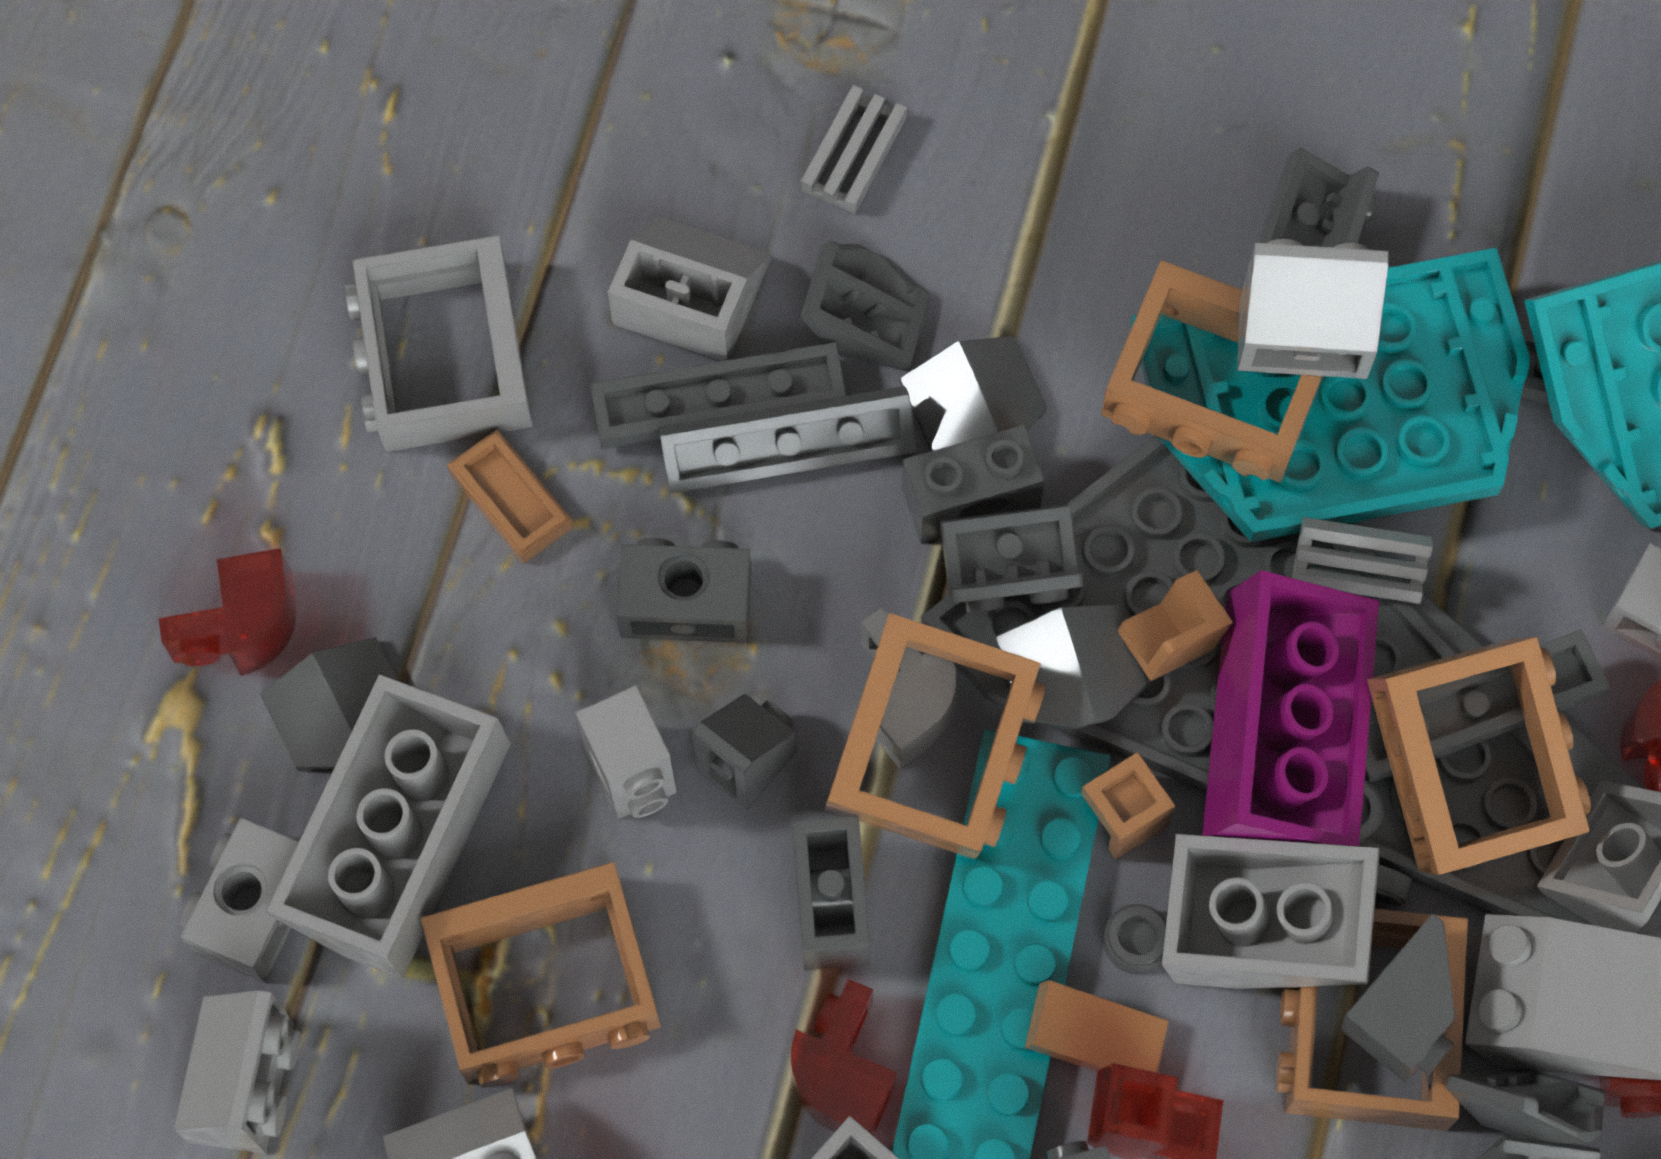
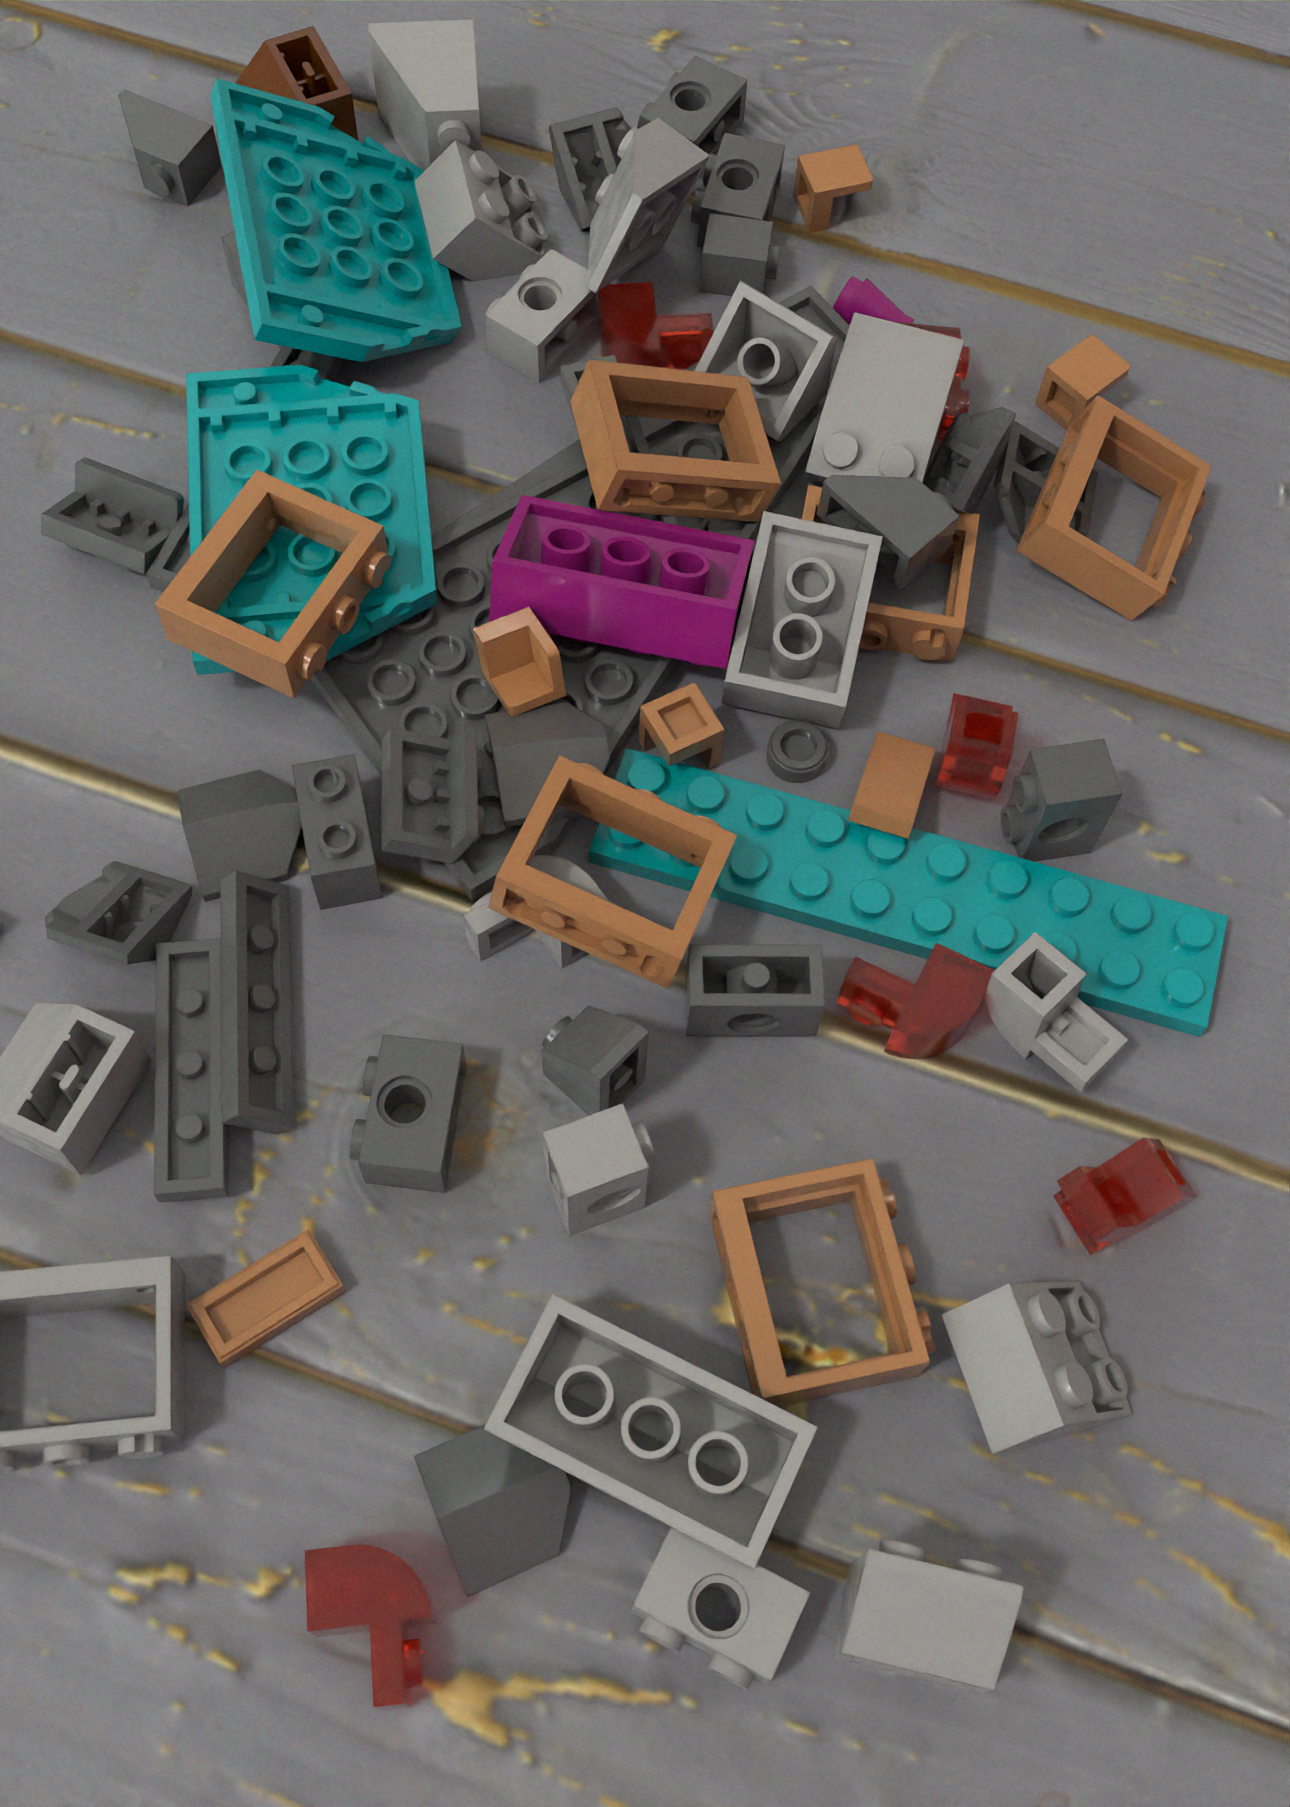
camera: 90 degrees left, 5 degrees down
(1311, 309) = (249, 464): slope -> none
(1360, 582) = (478, 522): light grey tile -> none

